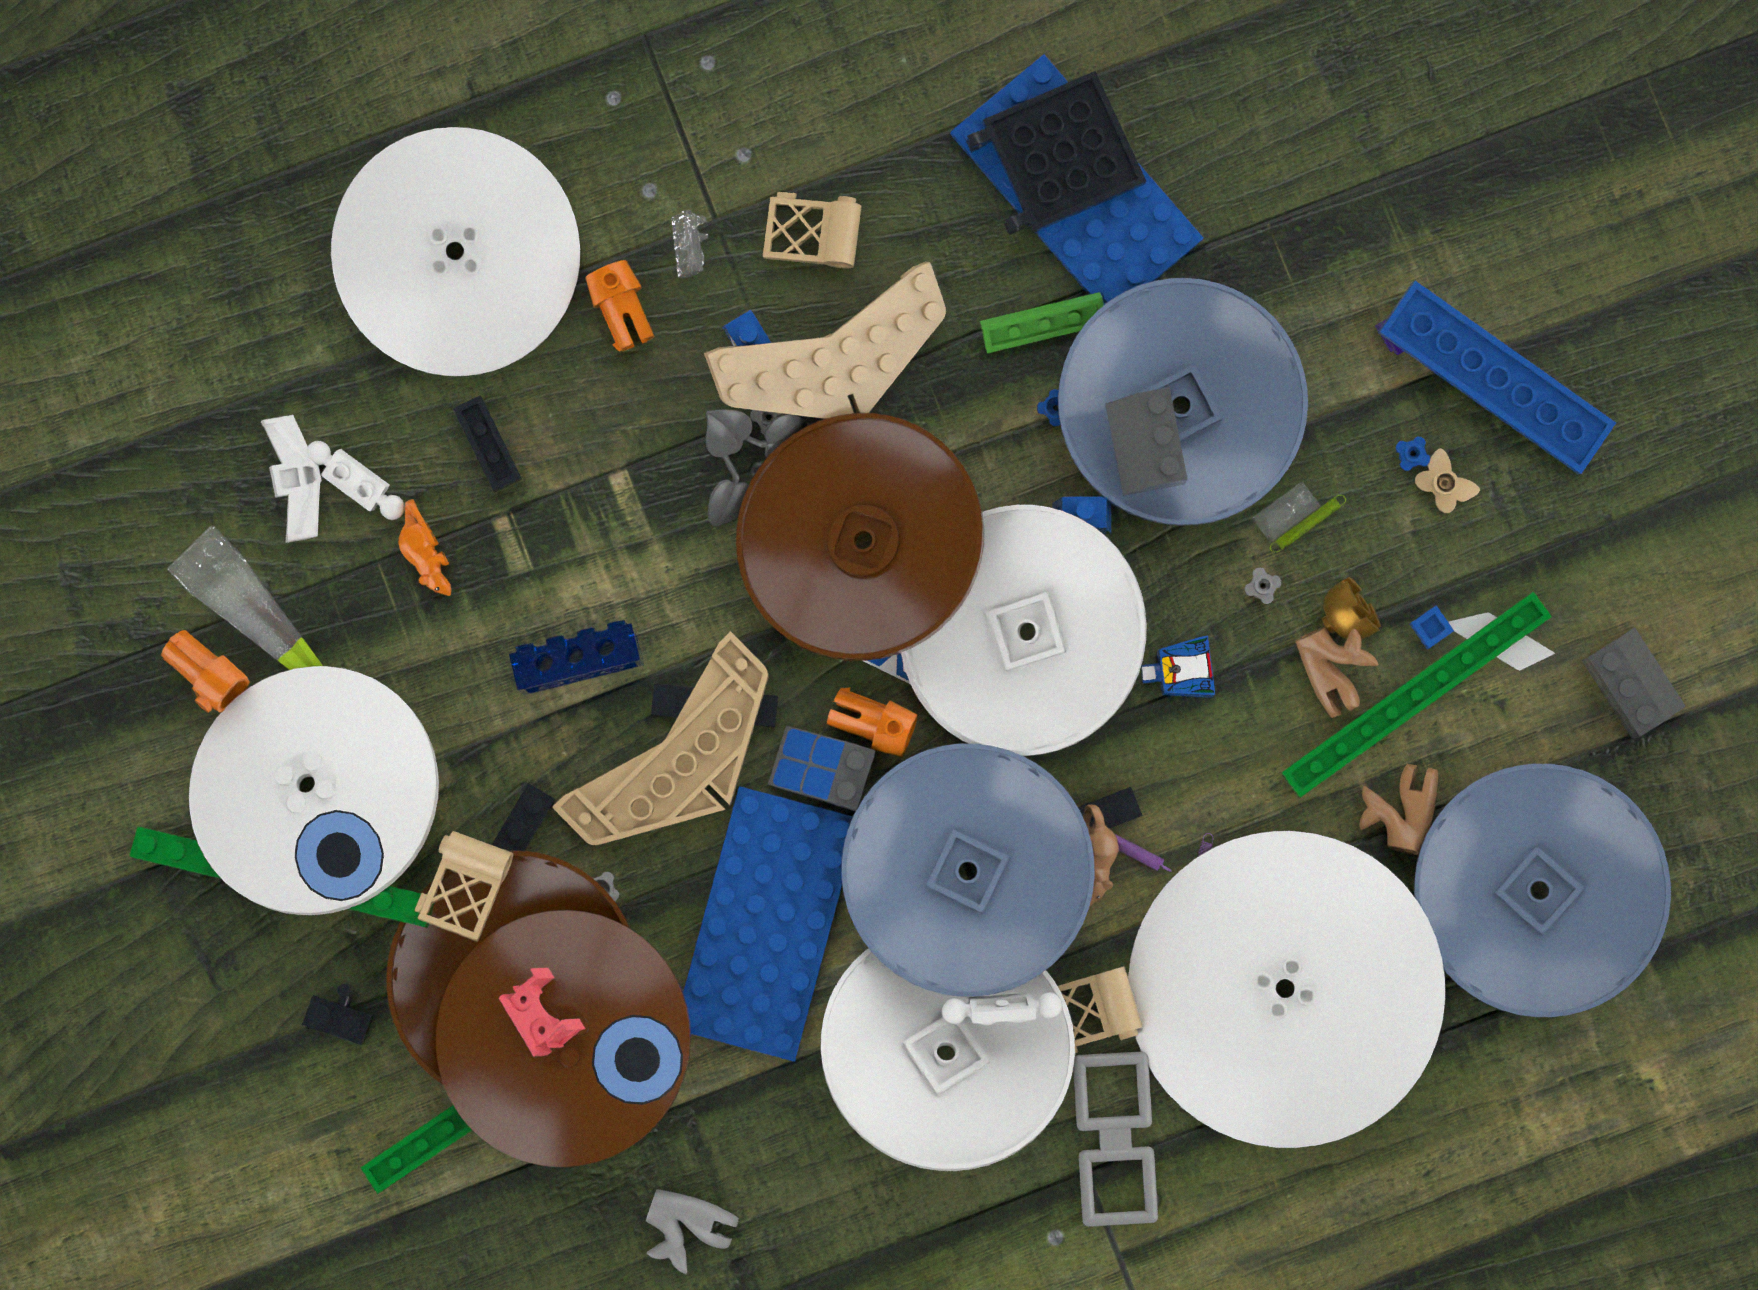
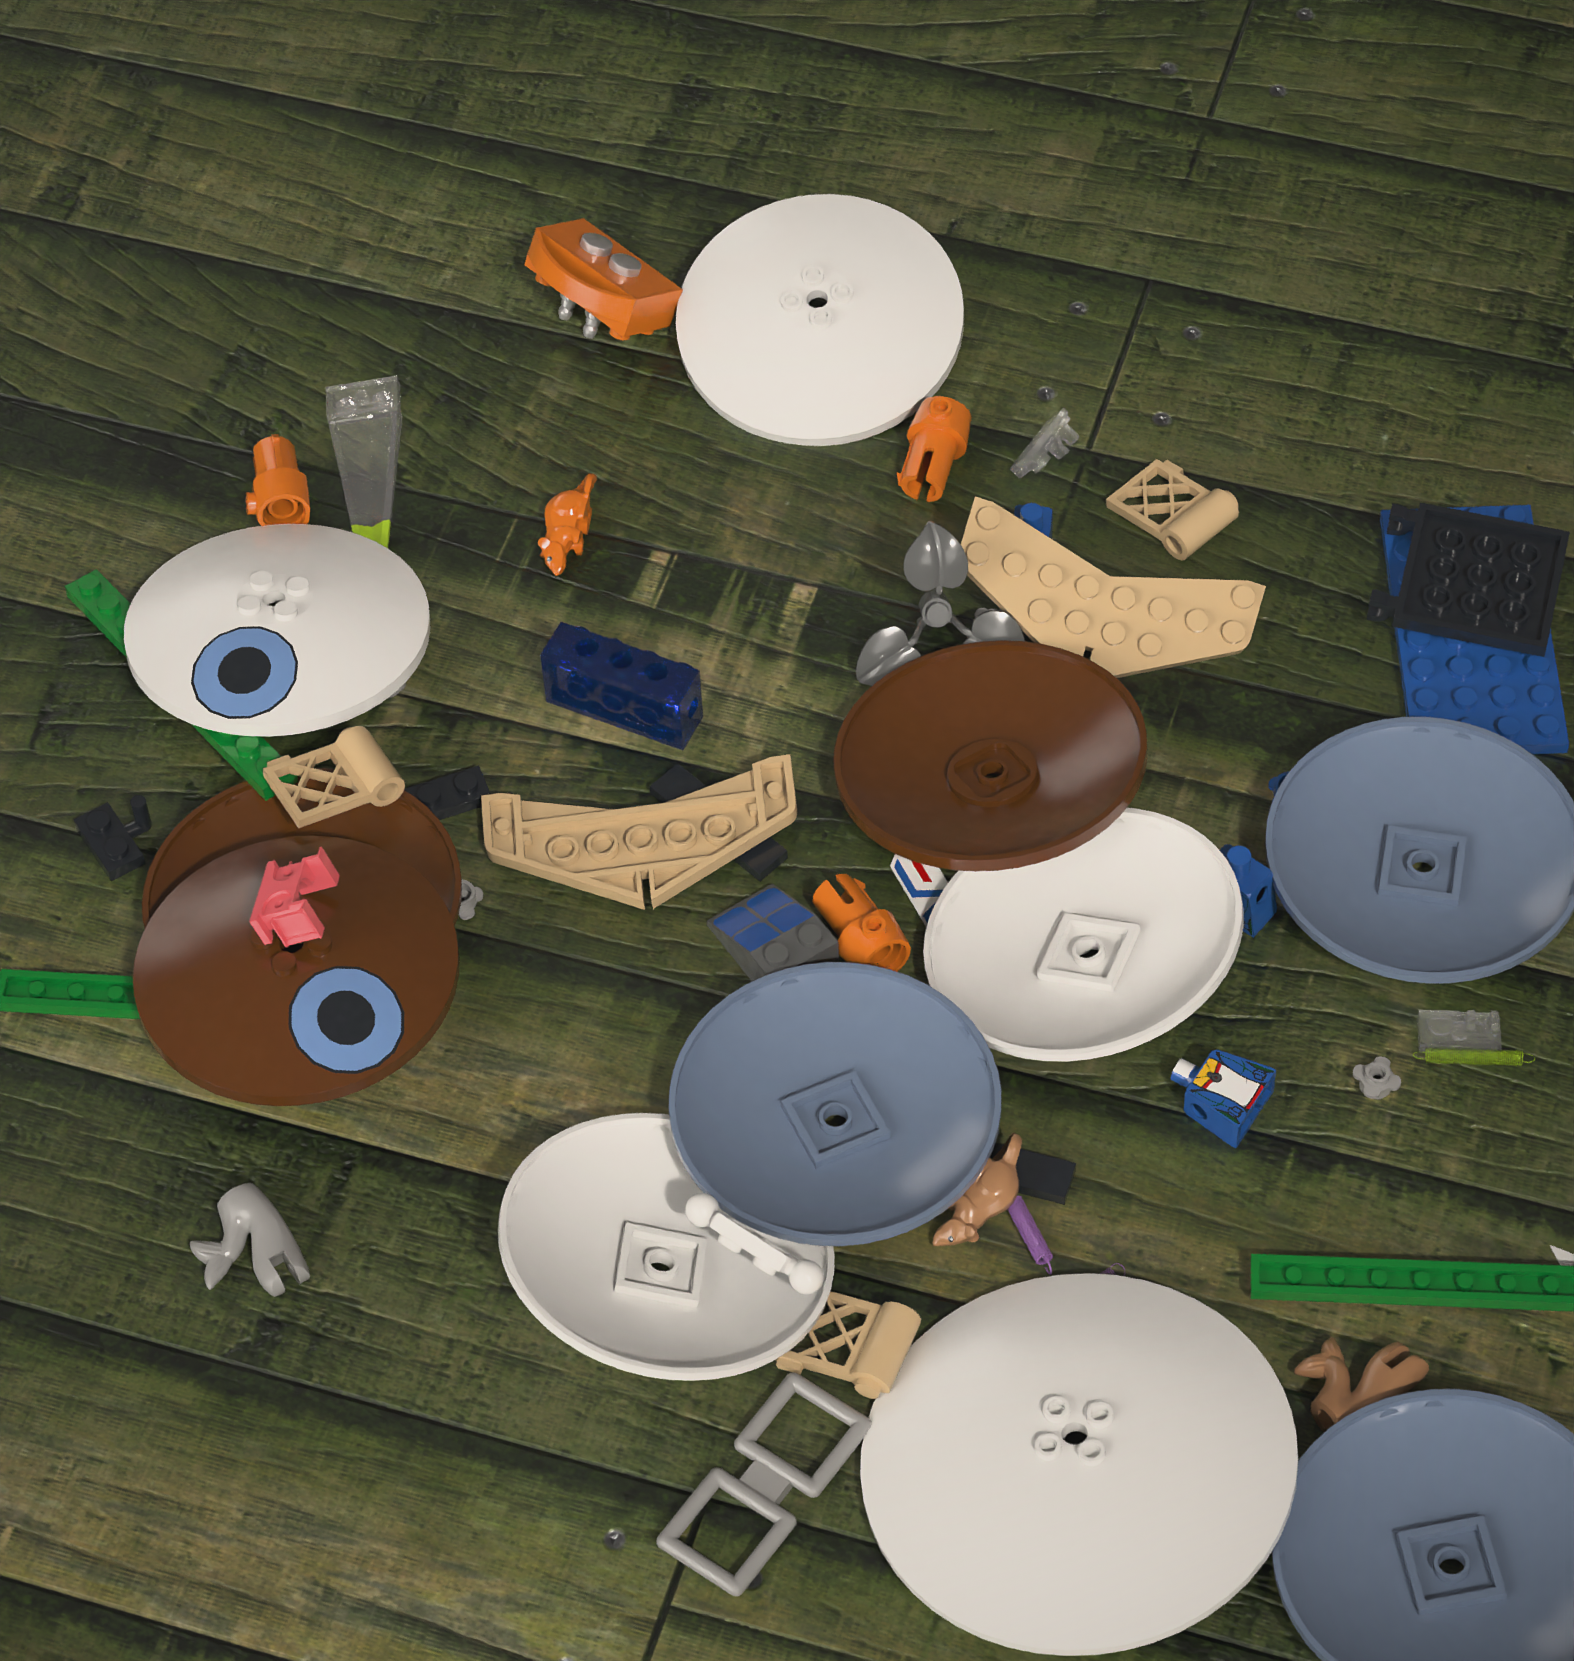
camera: 40 degrees right, 30 degrees down
(279, 335) = (602, 279): none -> orange piece
(294, 477) = (506, 400): white plate -> none
(356, 480) = (559, 435): white plate -> none
(487, 443) = (706, 482): black plate -> none
(766, 923) = (580, 1038): blue plate -> none
(1039, 322) = (1321, 703): bright green plate -> none
(1146, 441) = (1358, 846): dark grey slope -> none
(1317, 652) = (1374, 1205): medium nougat piece -> none
(1348, 610) = (1451, 1151): pearl gold cylinder -> none
(1431, 627) = (1533, 1233): blue plate -> none

